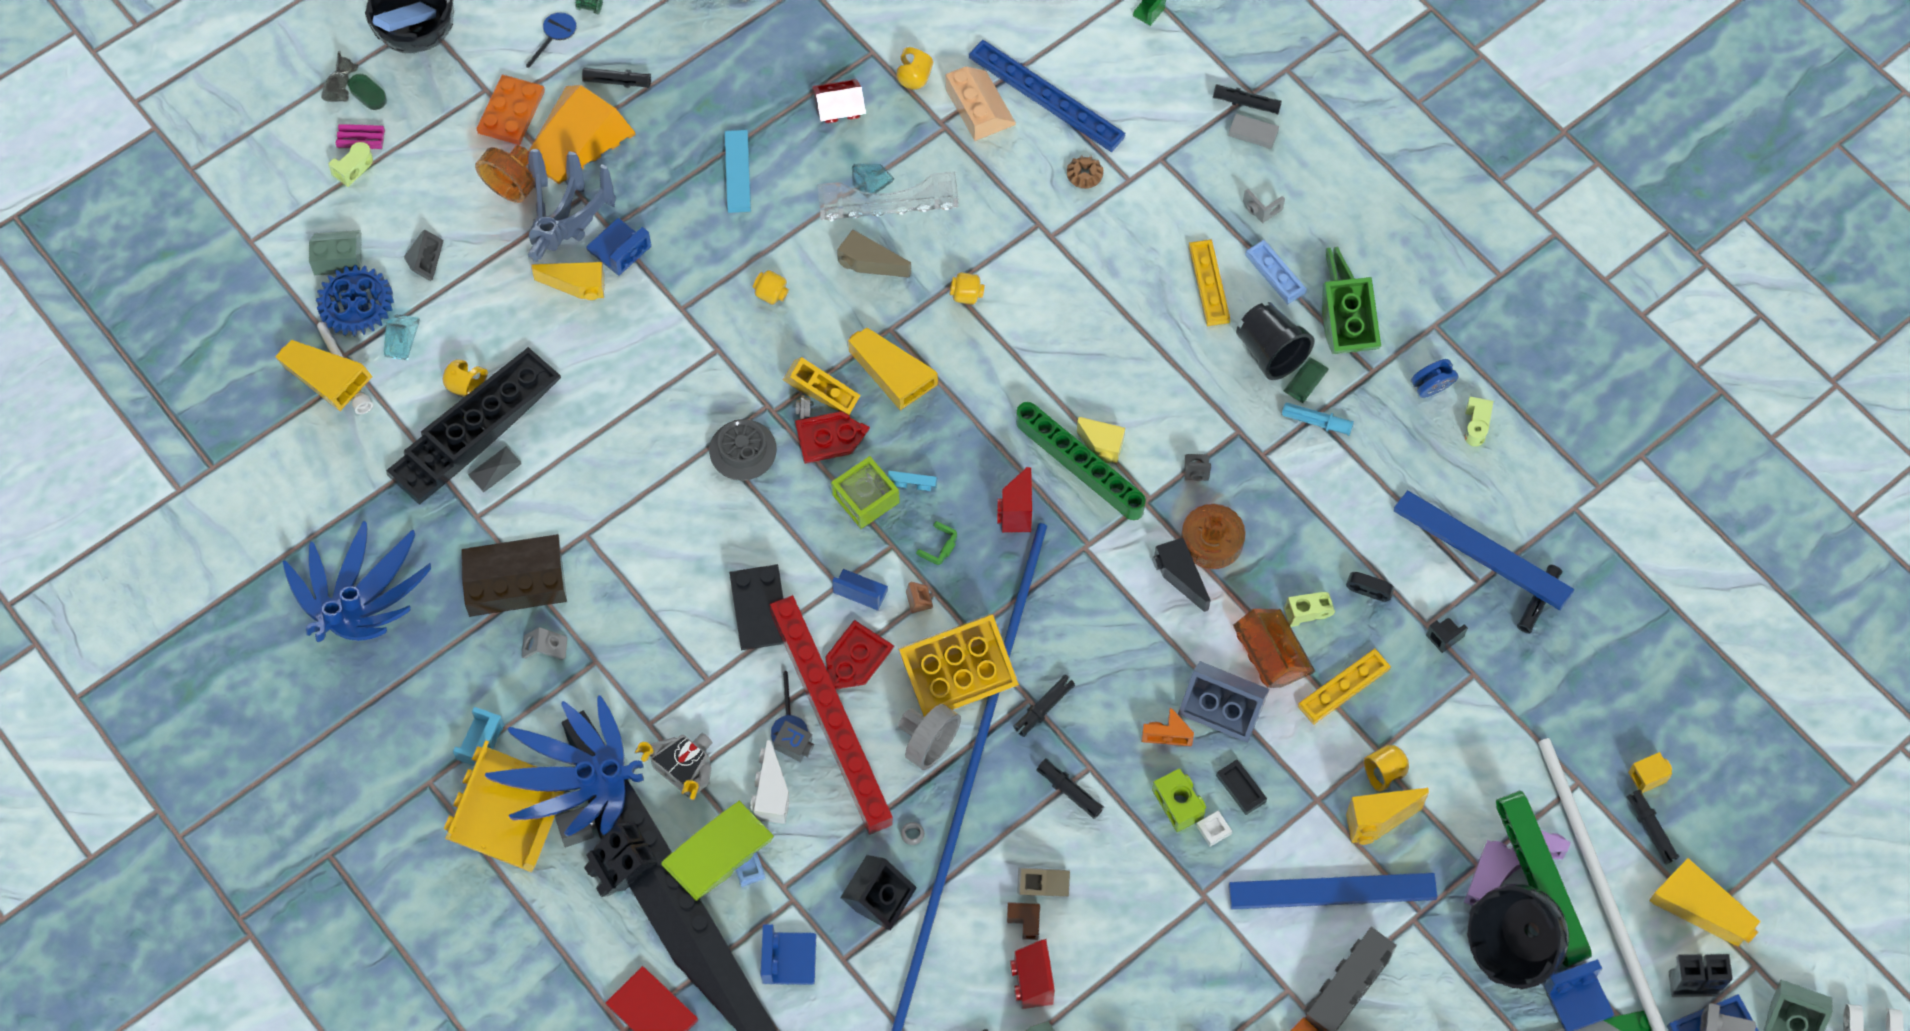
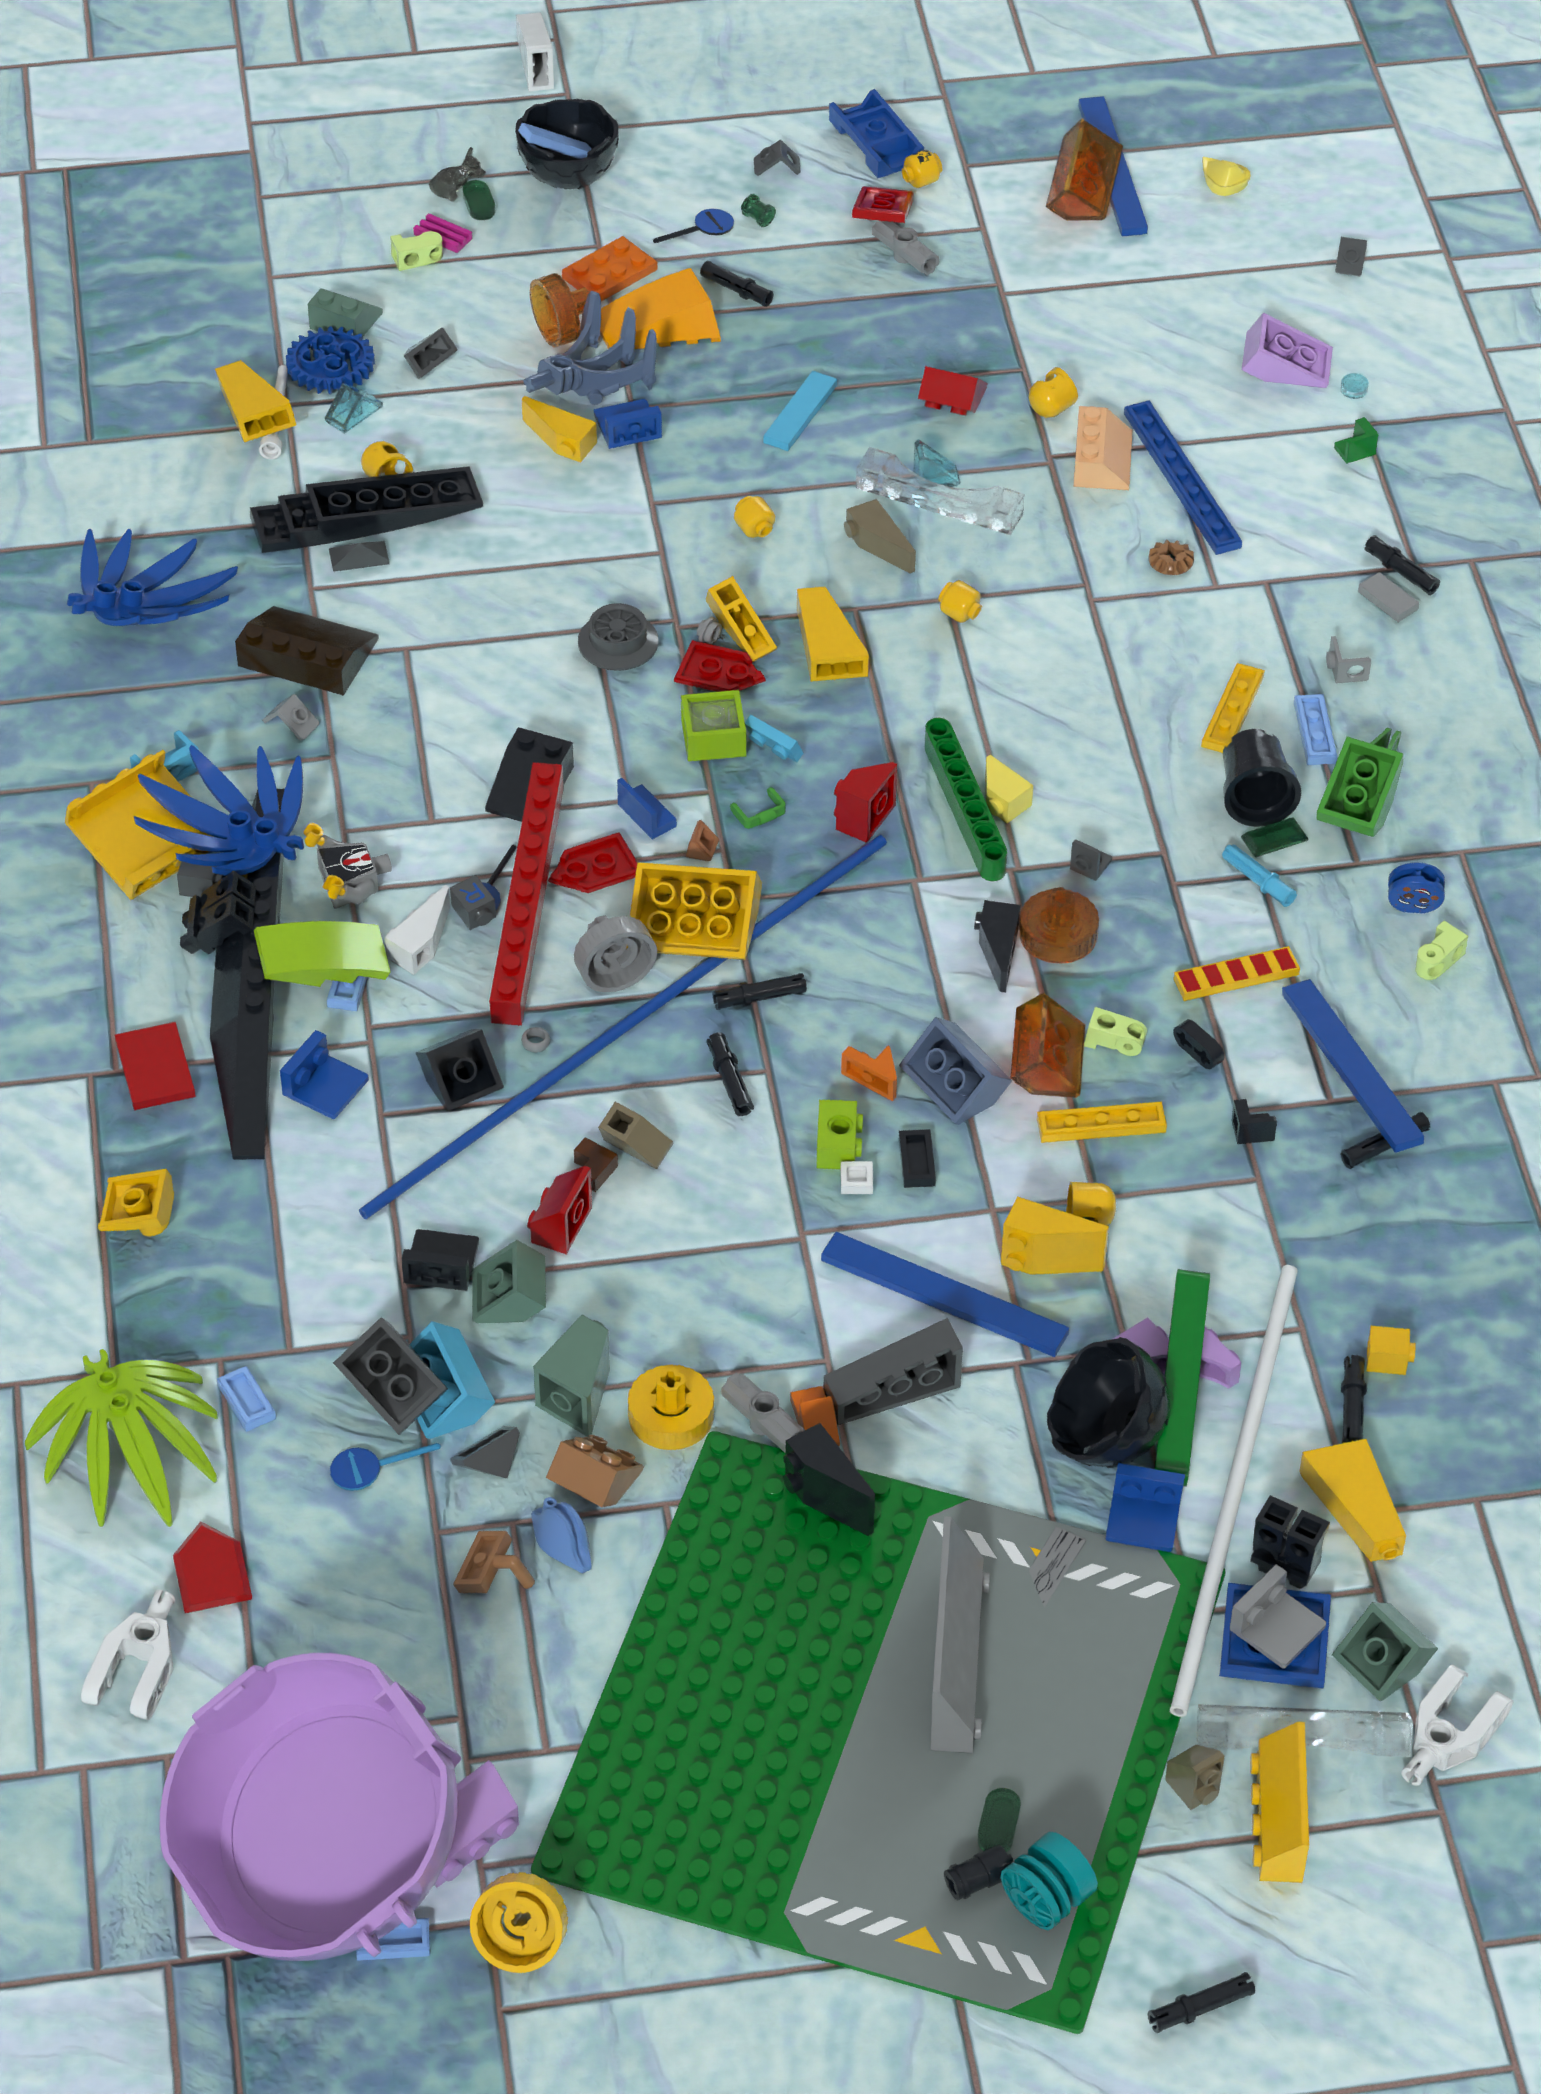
camera: 30 degrees right, 15 degrees down
(1354, 511) = (1236, 973): none -> tile

